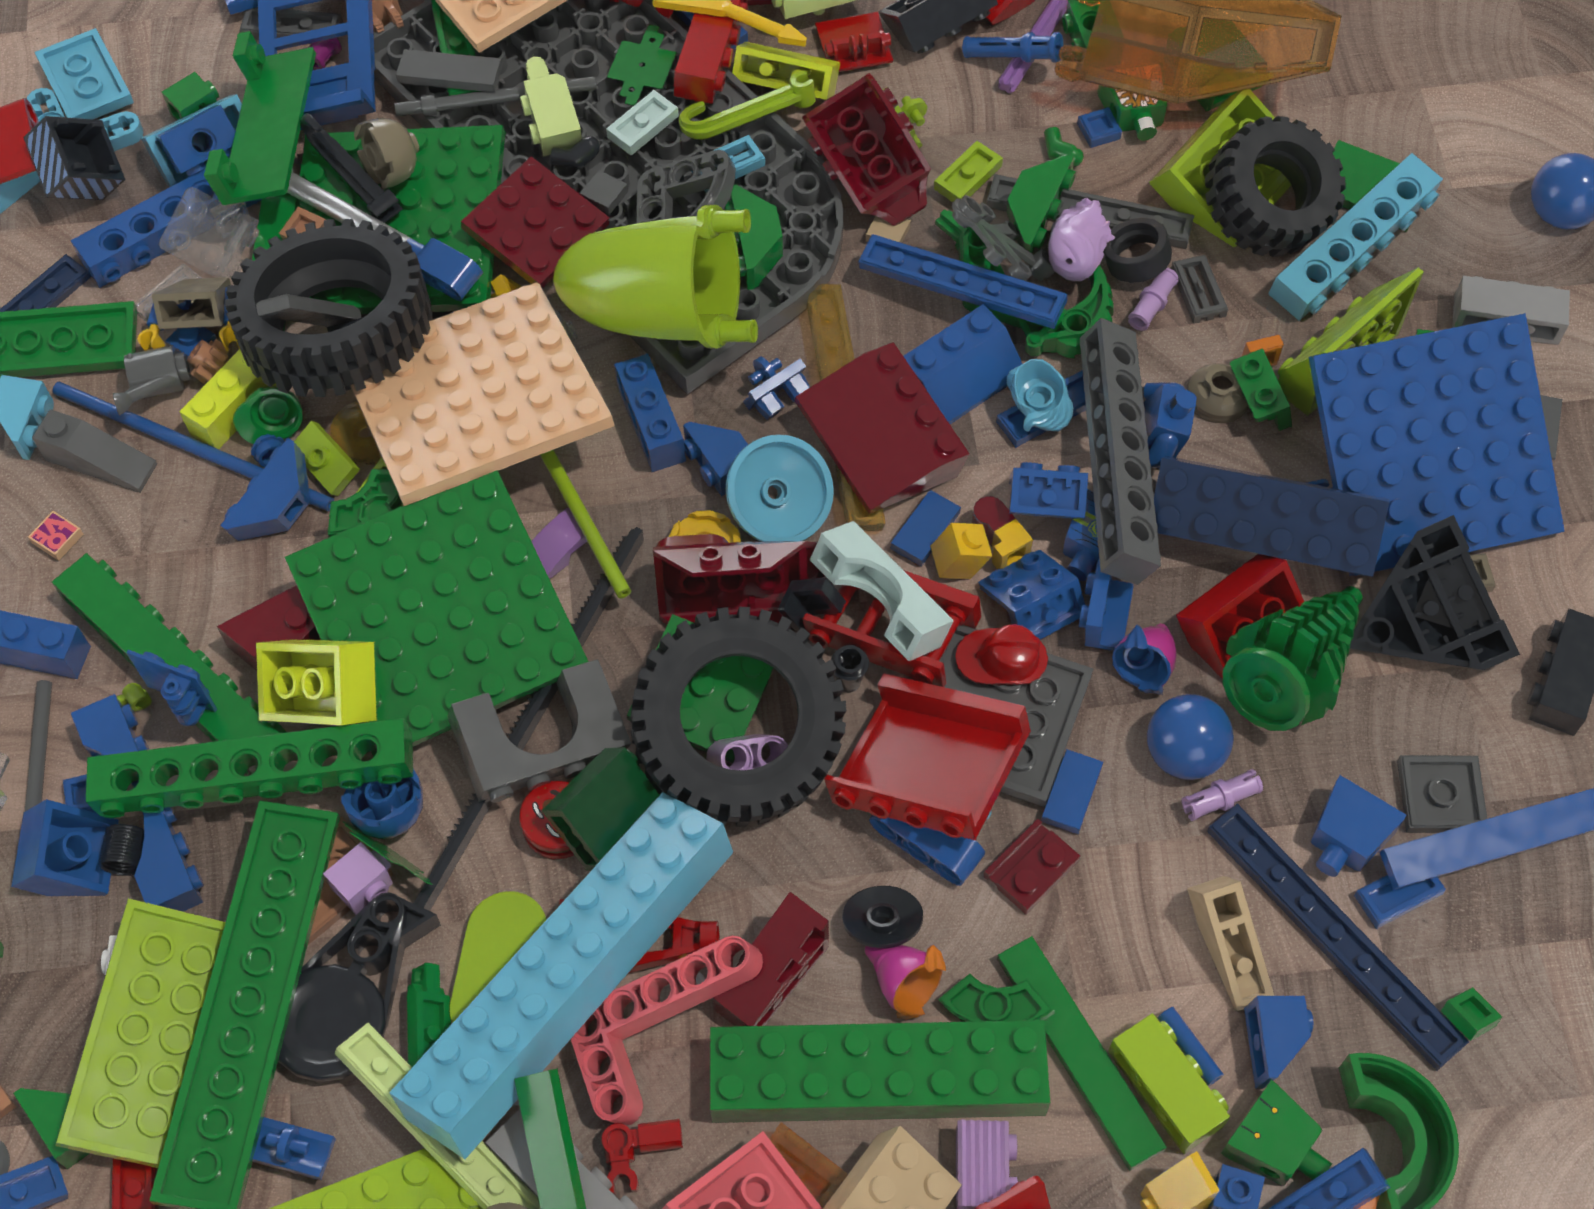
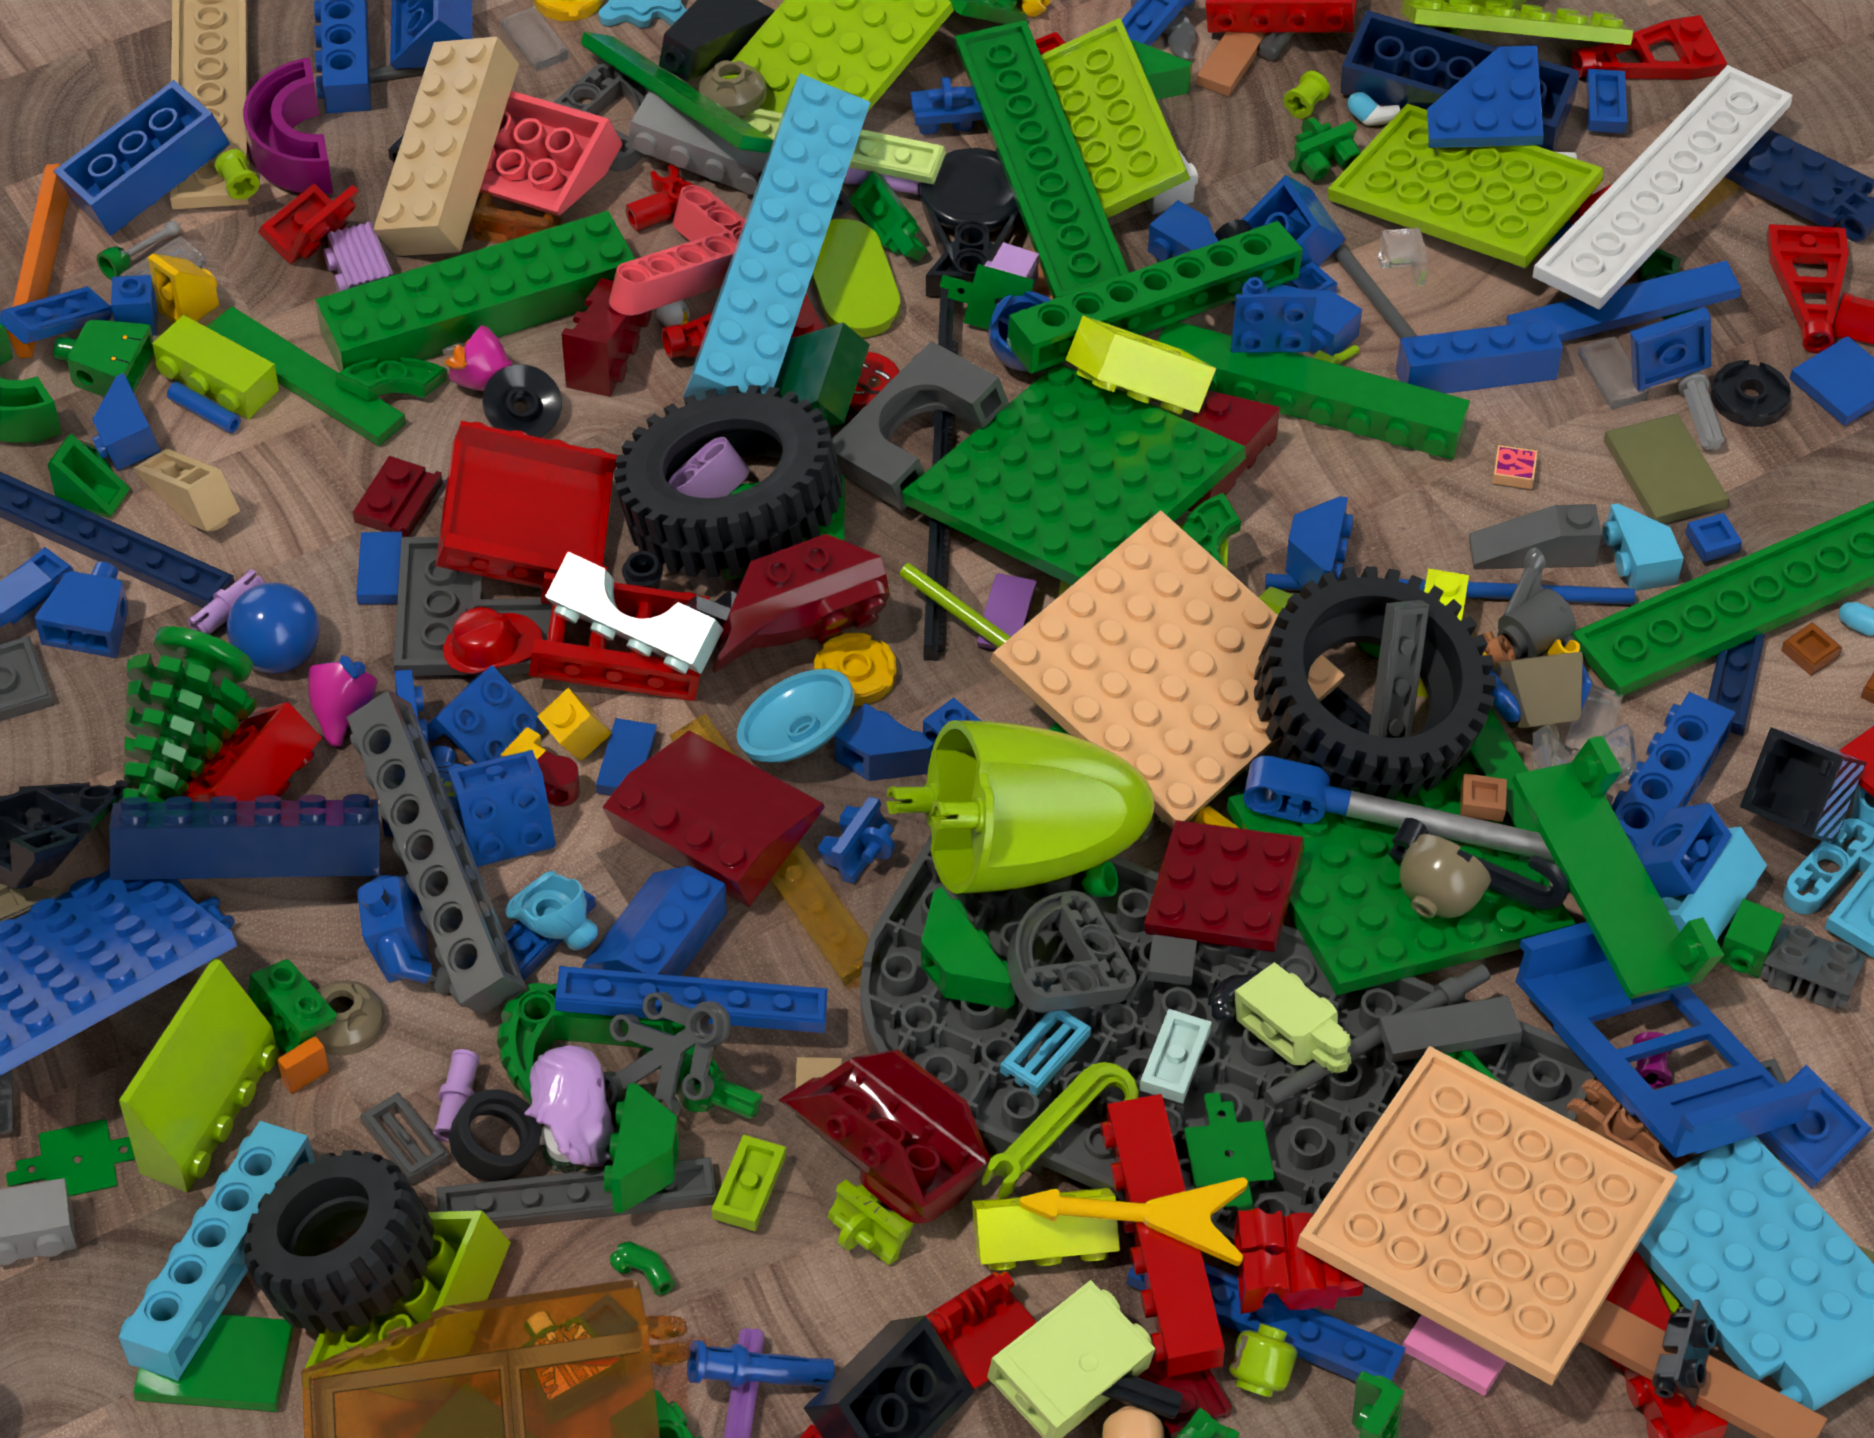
camera: 155 degrees right, 10 degrees down
(156, 71) = (1815, 959): none -> dark grey hinge
(1325, 984) = (85, 478): none -> green slope

